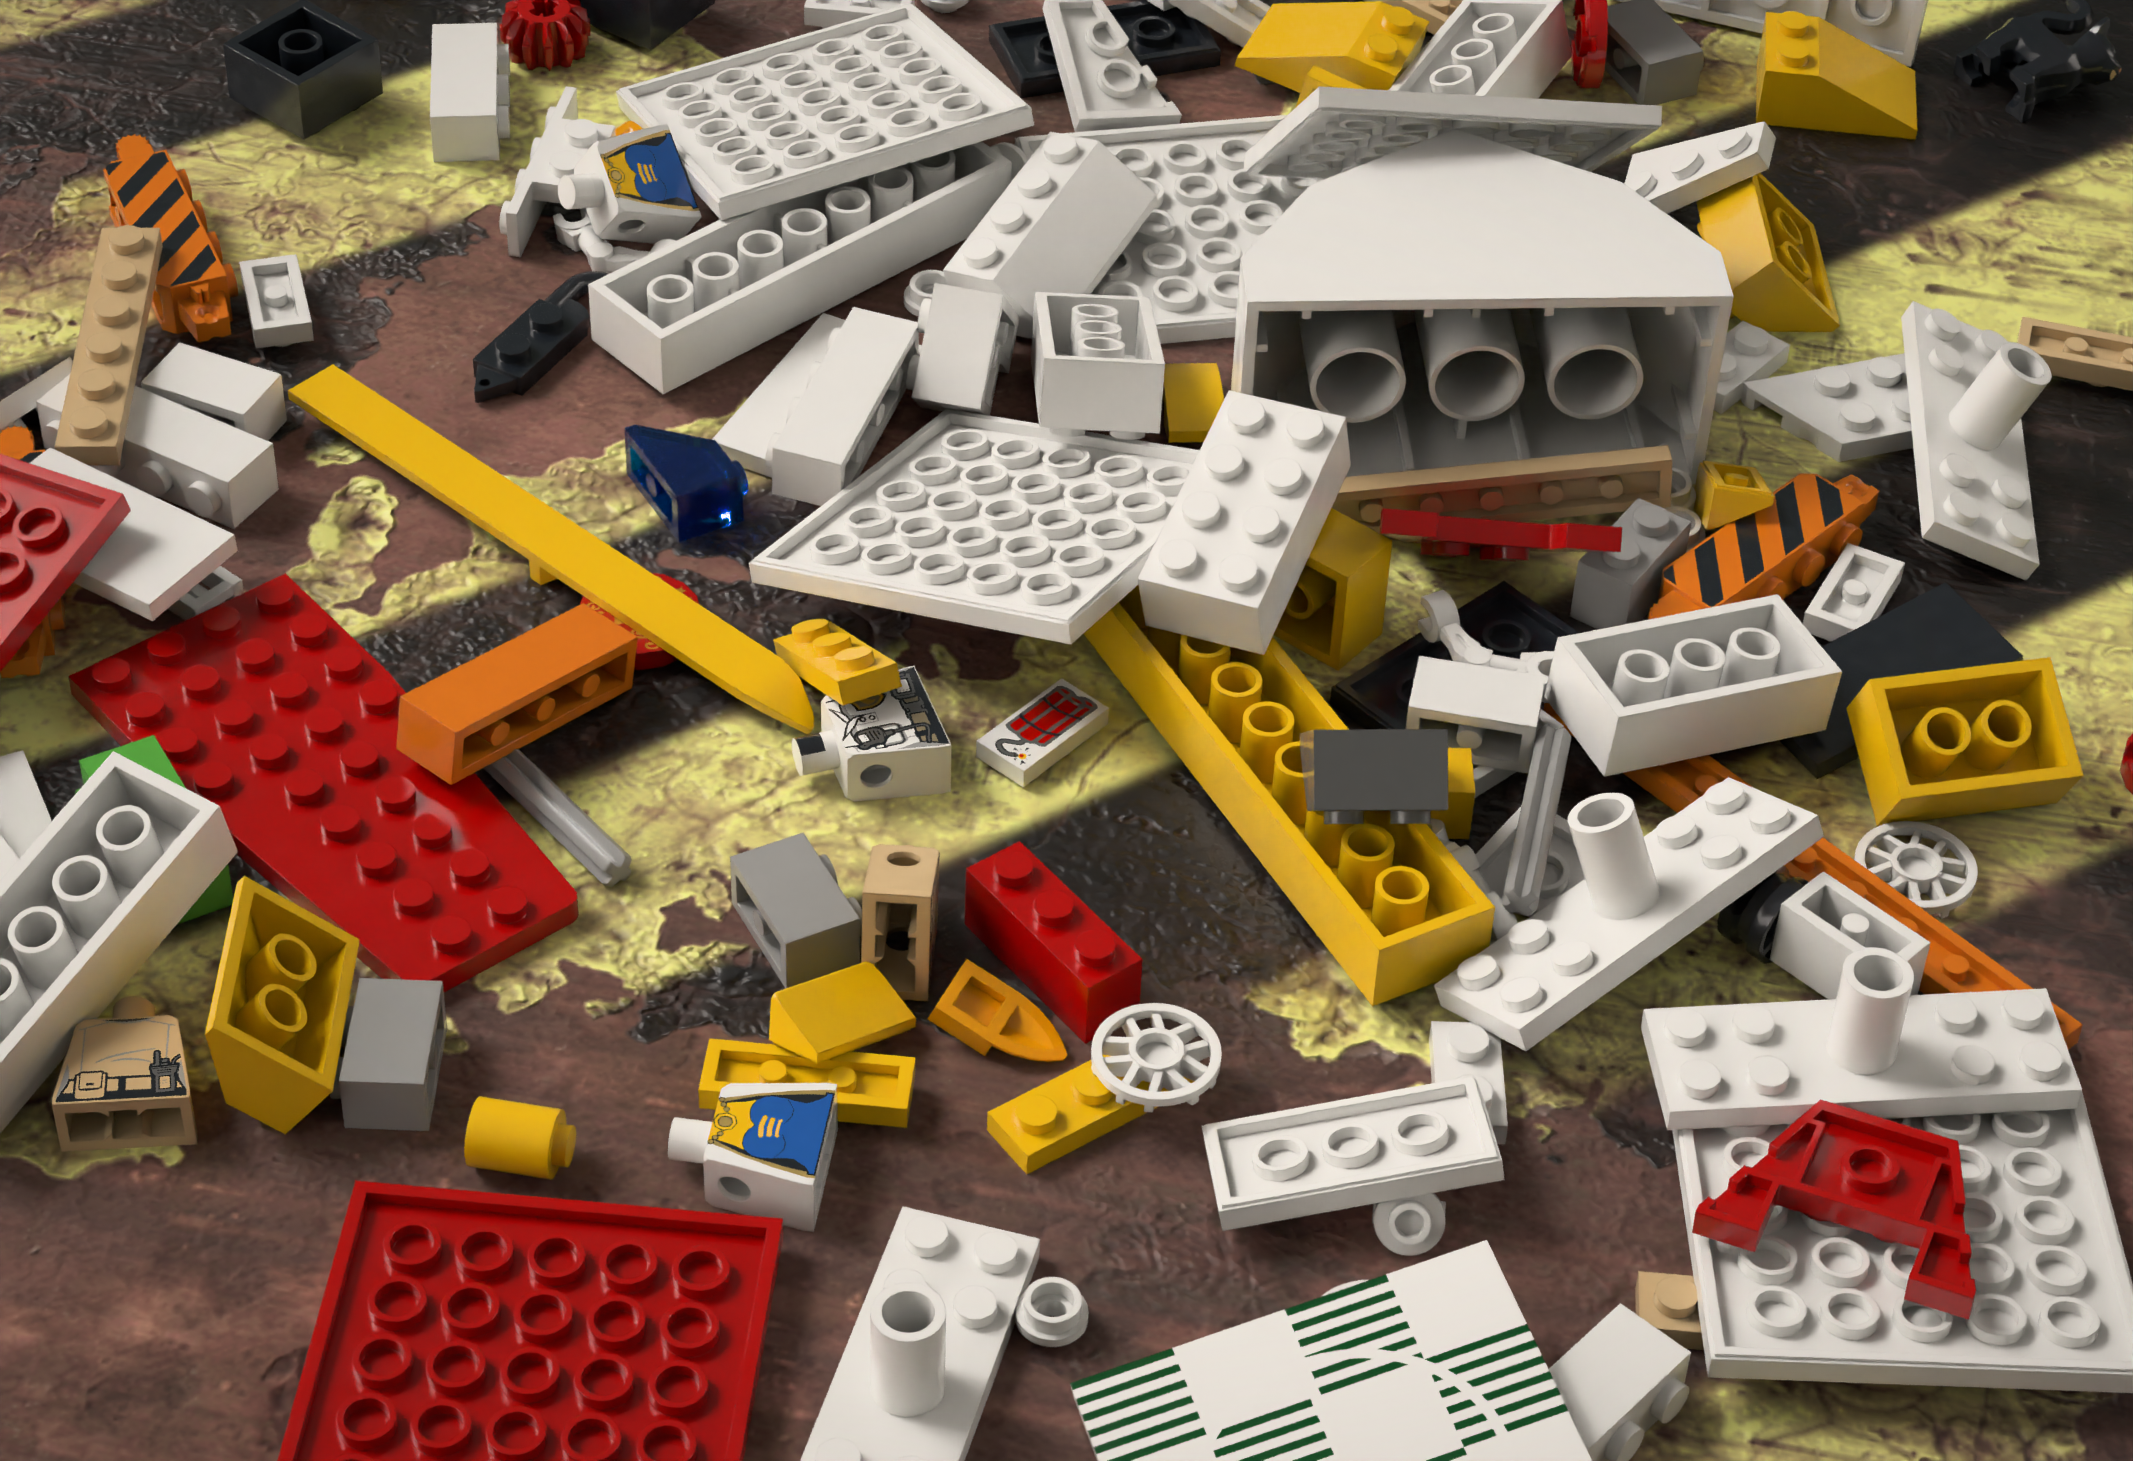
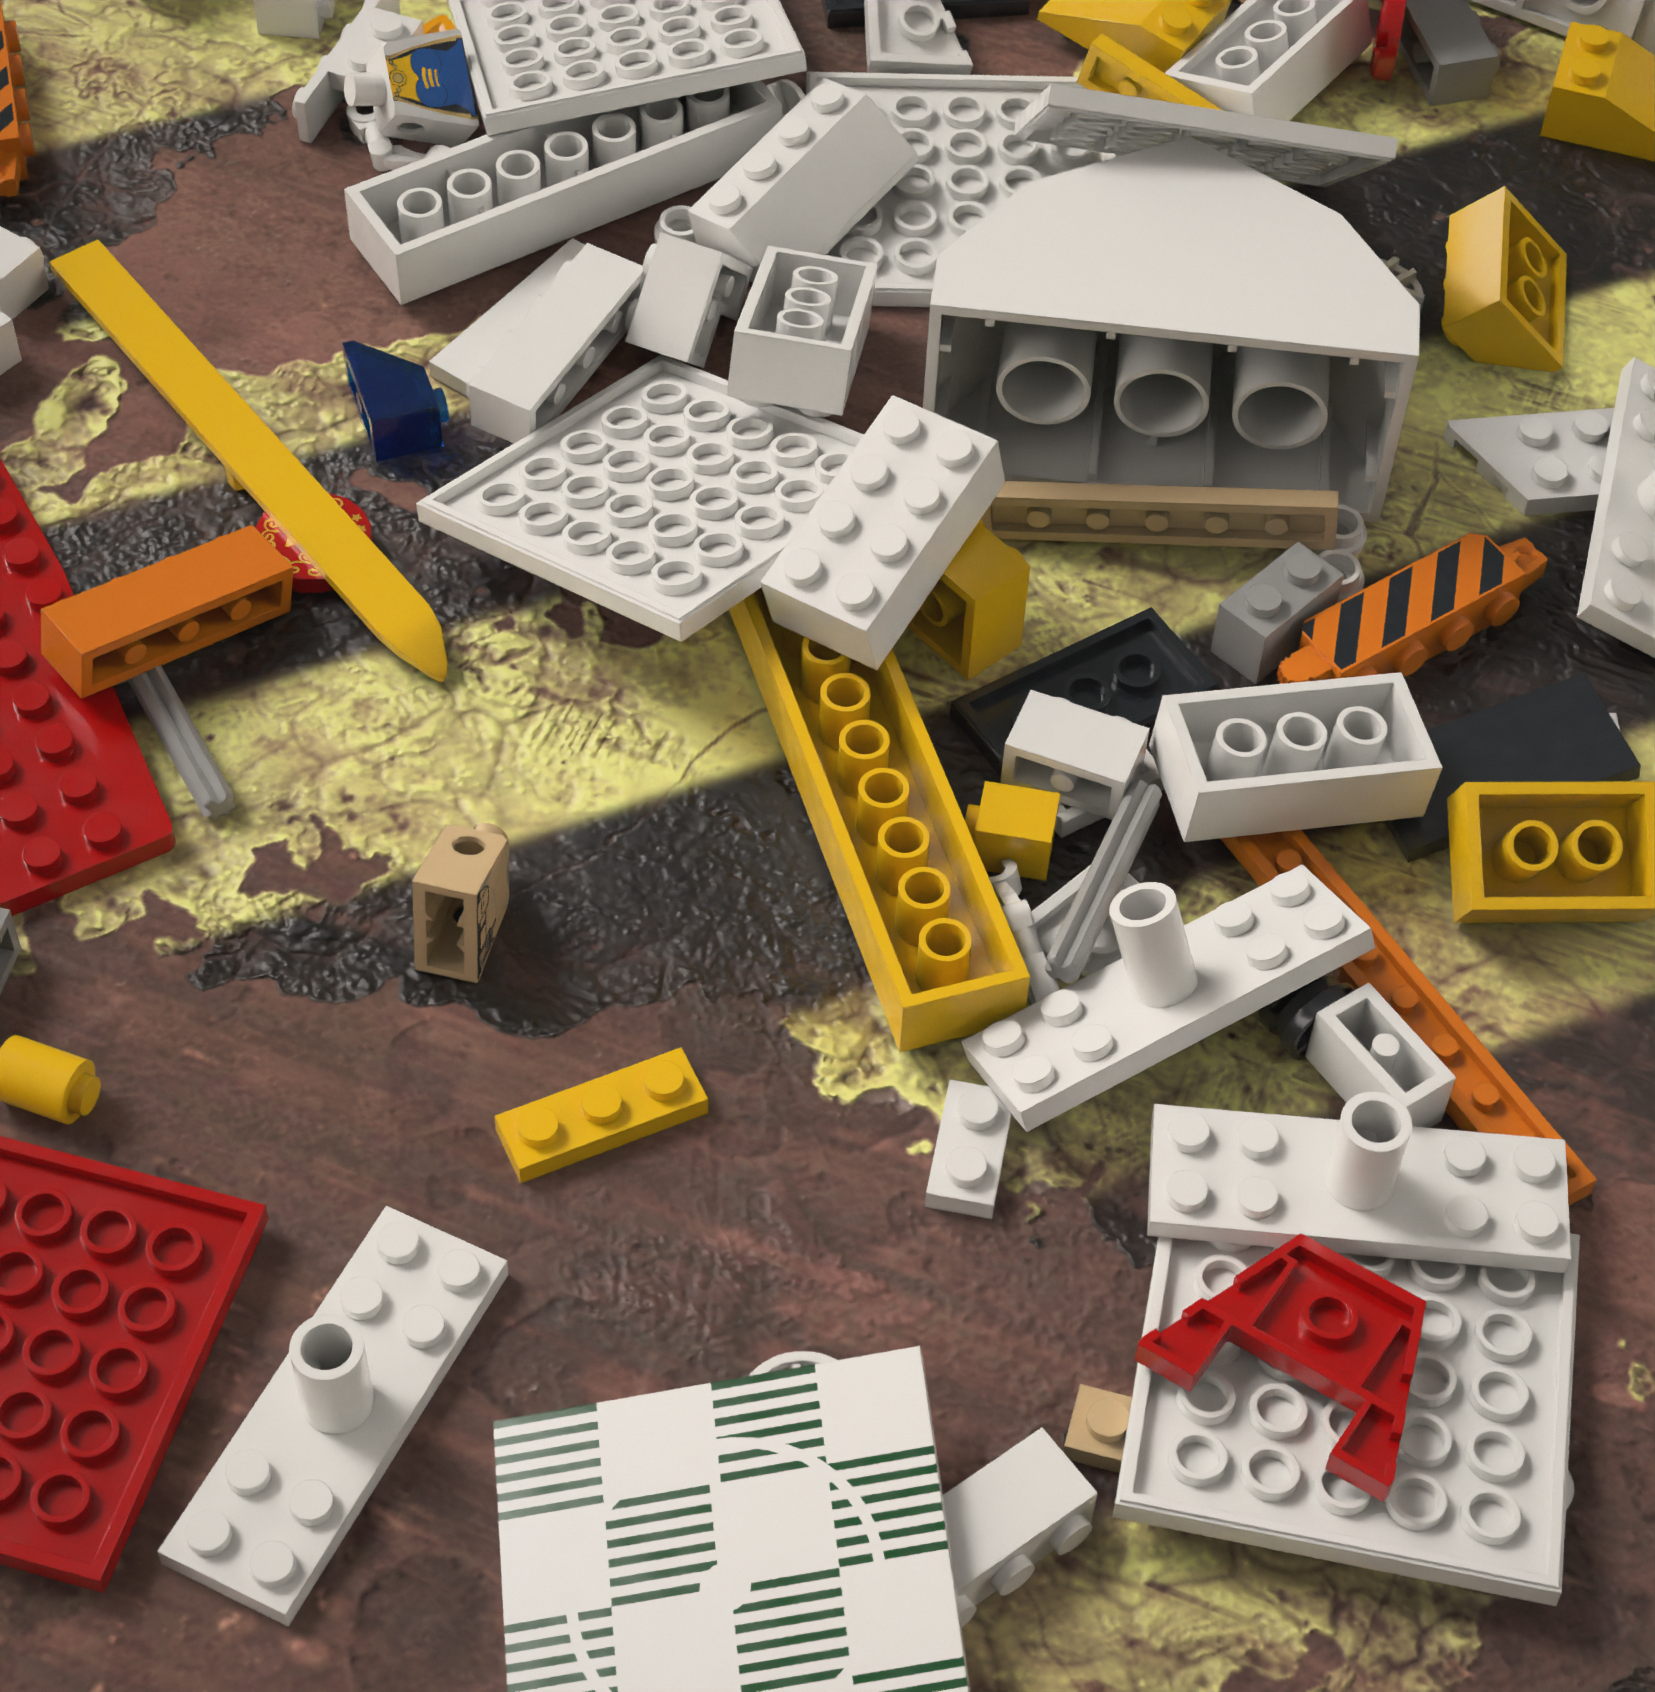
camera: 10 degrees right, 10 degrees up
(276, 301) = (67, 165): white plate -> none
(534, 341) = (294, 235): black plate -> none
(764, 1149) = (272, 1126): torso -> none
(796, 909) = (369, 872): light grey brick -> none
(837, 661) = (475, 617): yellow plate -> none
(838, 1013) = (376, 993): yellow slope -> none
(869, 1085) = (332, 1059): yellow plate -> none
(880, 744) = (498, 702): white torso -> none
(991, 1013) = (530, 1015): light orange plate -> none
(1042, 732) = (660, 712): tile -> none
(1051, 939) = (603, 944): red brick -> none
(1052, 1298) = (496, 1324): white plate -> none
(1156, 1056) = (665, 1084): white wheel -> none
(1191, 400) = (897, 370): yellow slope -> none
(1351, 1153) = (827, 1217): white tile -> none
(1375, 772) = (942, 819): dark grey slope -> none
(1410, 1223) = (870, 1293): white plate -> none
(1445, 626) = (1072, 652): white piece -> none
(1496, 538) = (1153, 565): red wing -> none
(1701, 166) = (1450, 186): white wing -> none
(1729, 493) = (1396, 543): yellow slope -> none
(1747, 357) = (1448, 393): white plate -> none
(1853, 592) = (1494, 666): white plate -> none
(1919, 868) = (1482, 976): white wheel -> none

